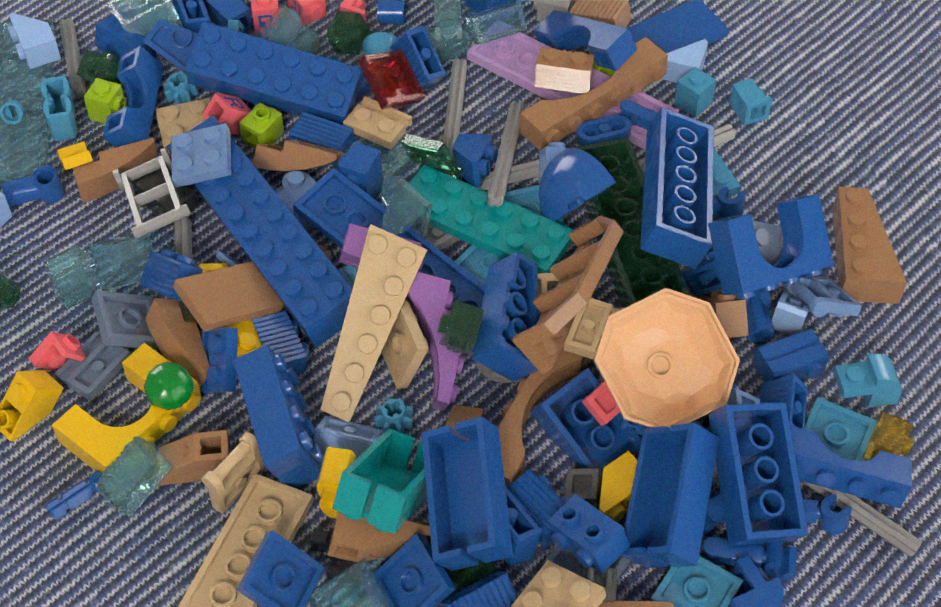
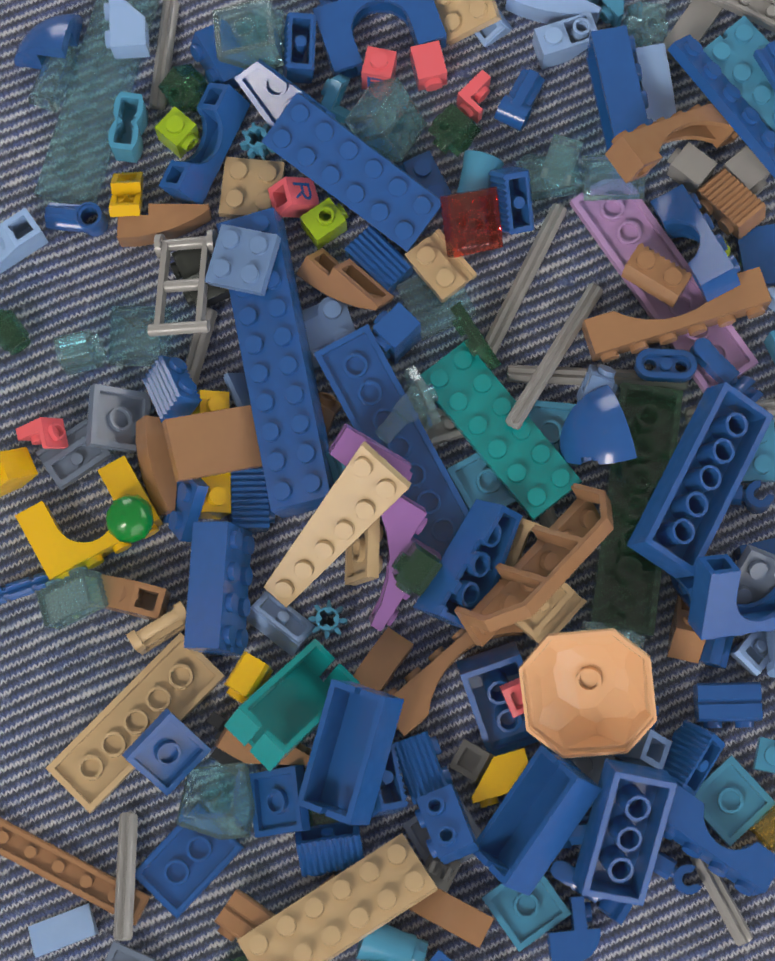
camera: 25 degrees right, 25 degrees up
(7, 114) = (75, 116): dark azure hinge -> none
(475, 156) = (518, 348): blue slope -> none

